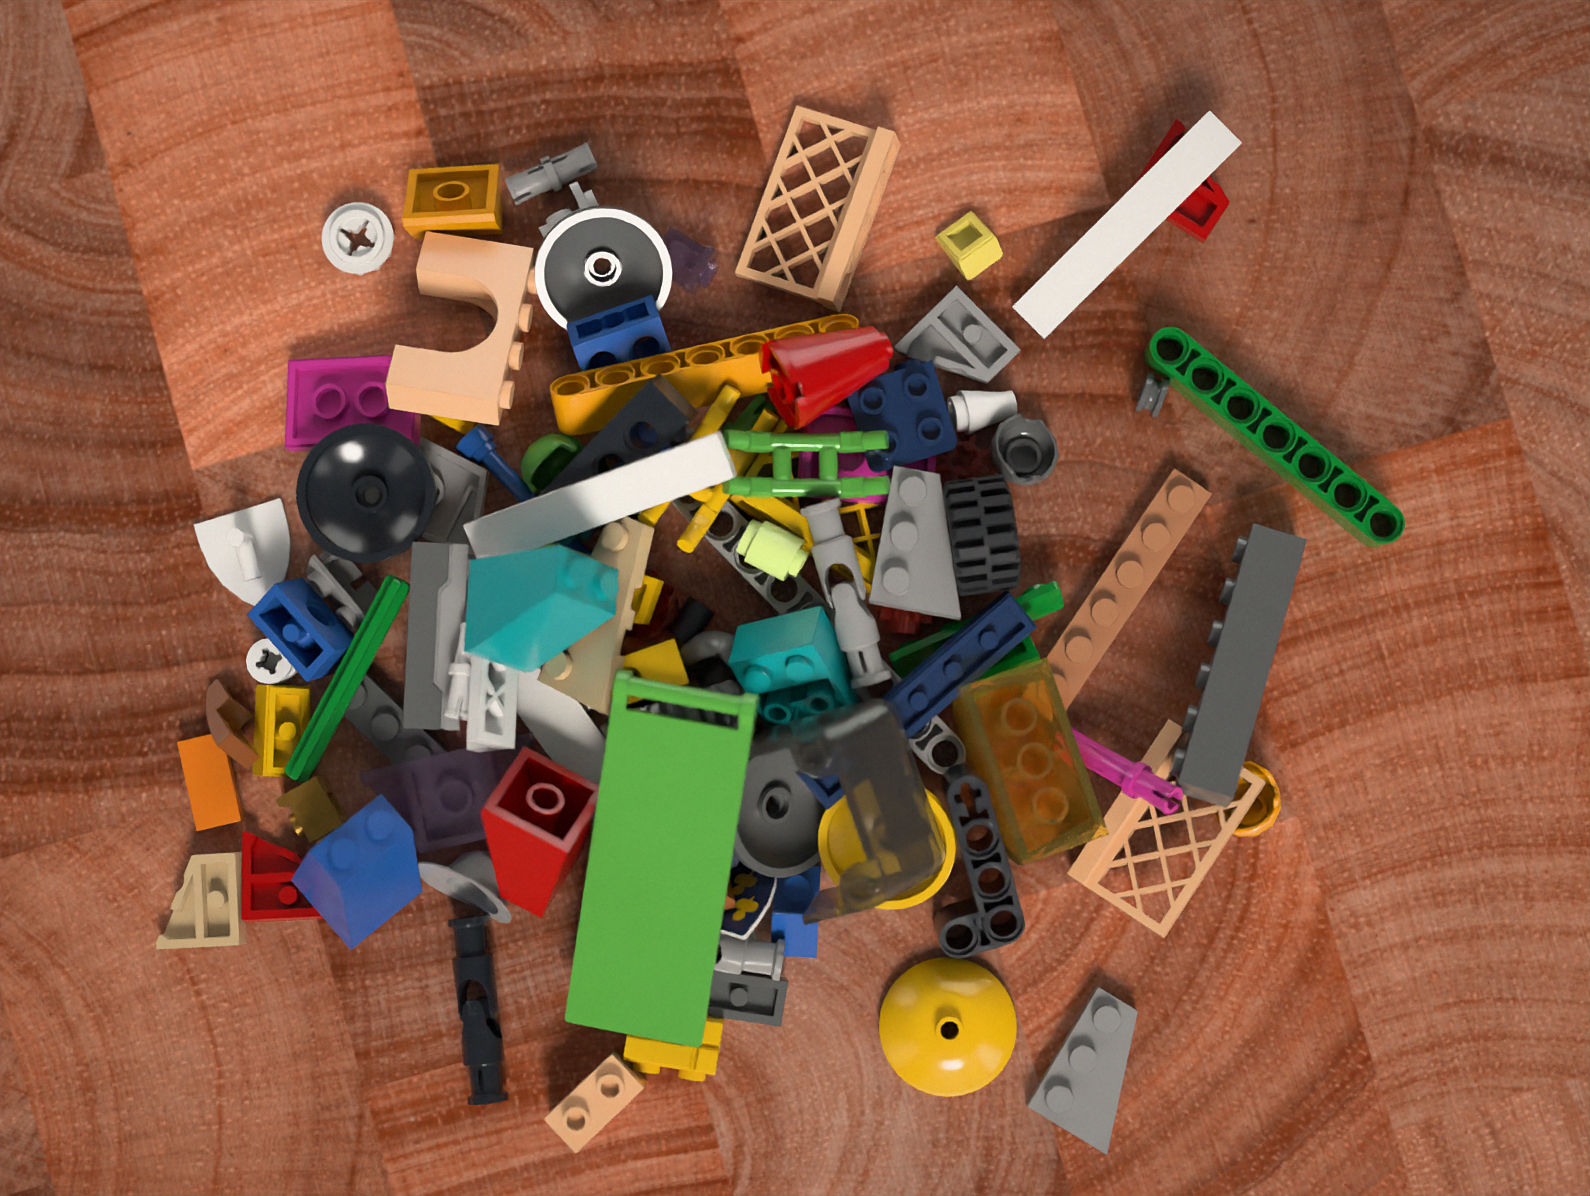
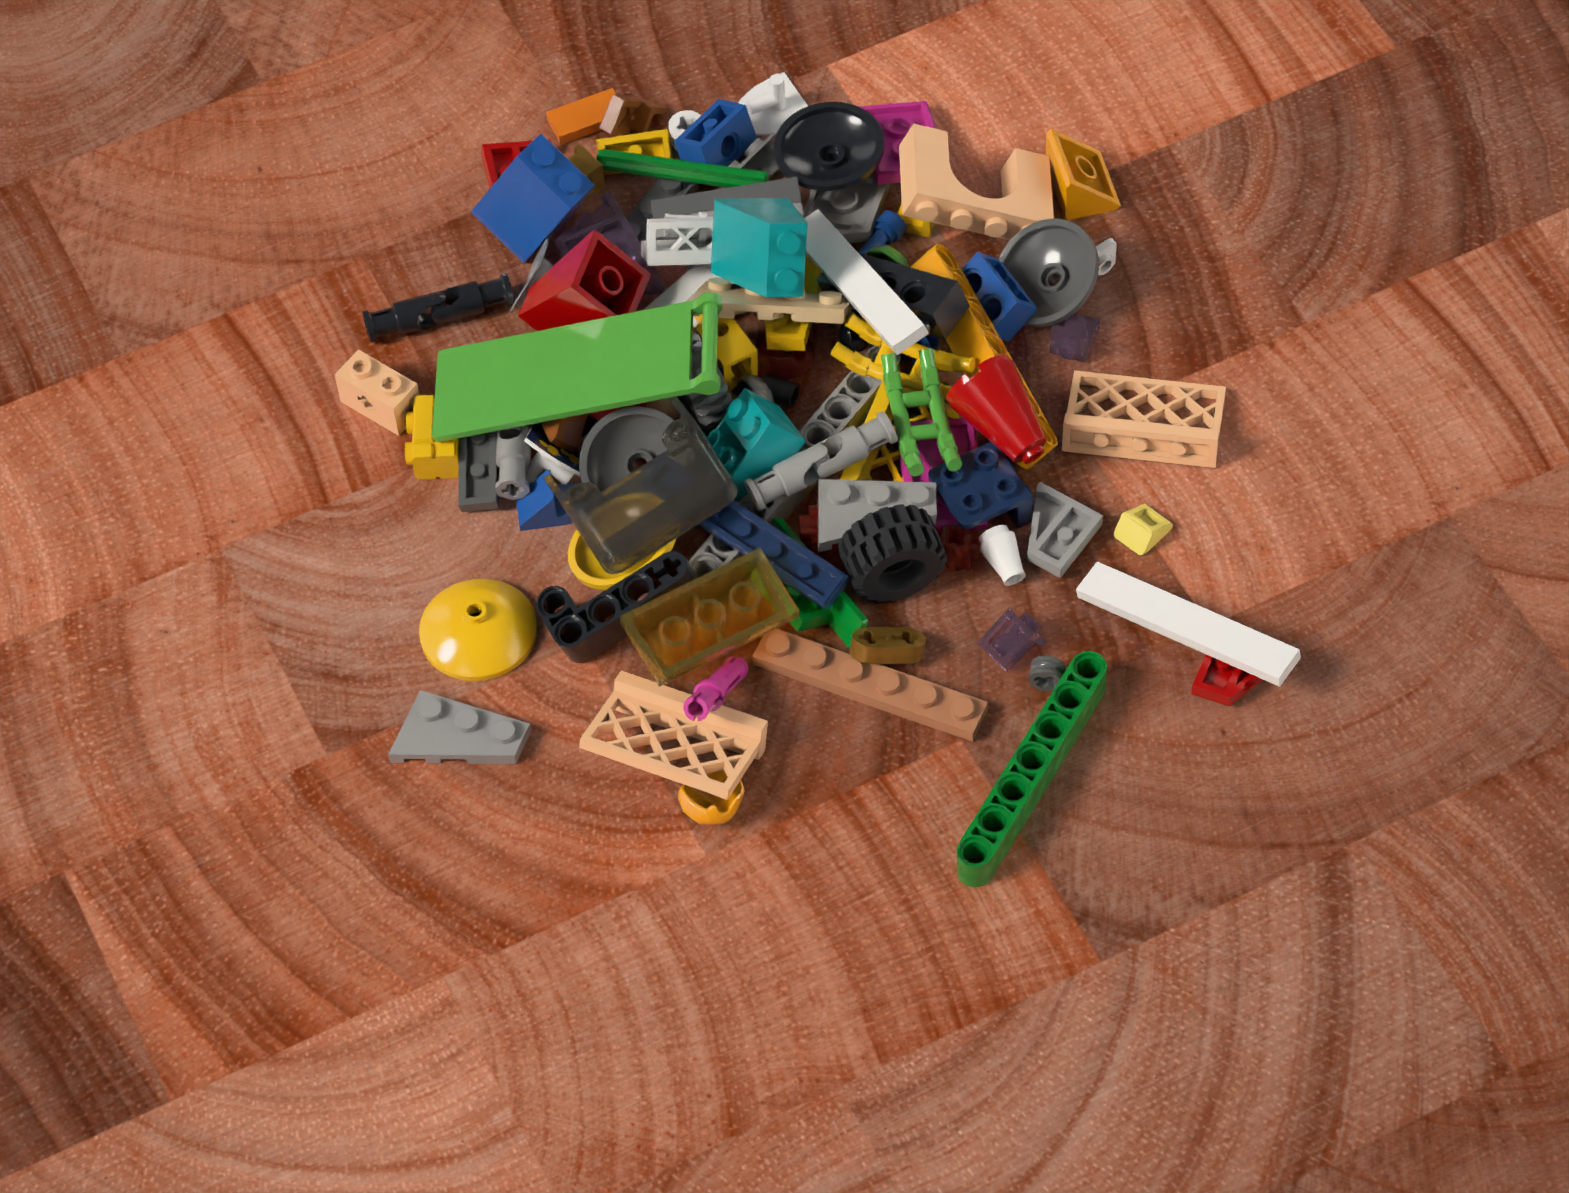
camera: 75 degrees right, 30 degrees down
(207, 904) = (490, 127): tan wing -> none
(353, 218) = (1024, 117): white gear -> none
(551, 173) = (1123, 235): light grey pin -> none
(772, 549) = (845, 407): yellowish green brick -> none
(1023, 451) = (975, 584): dark grey hair -> none
(1070, 564) = (887, 645): none -> pearl gold beam
(1097, 423) = (1011, 638): none -> clear purple bracket
(1238, 666) = (825, 759): dark grey brick -> none

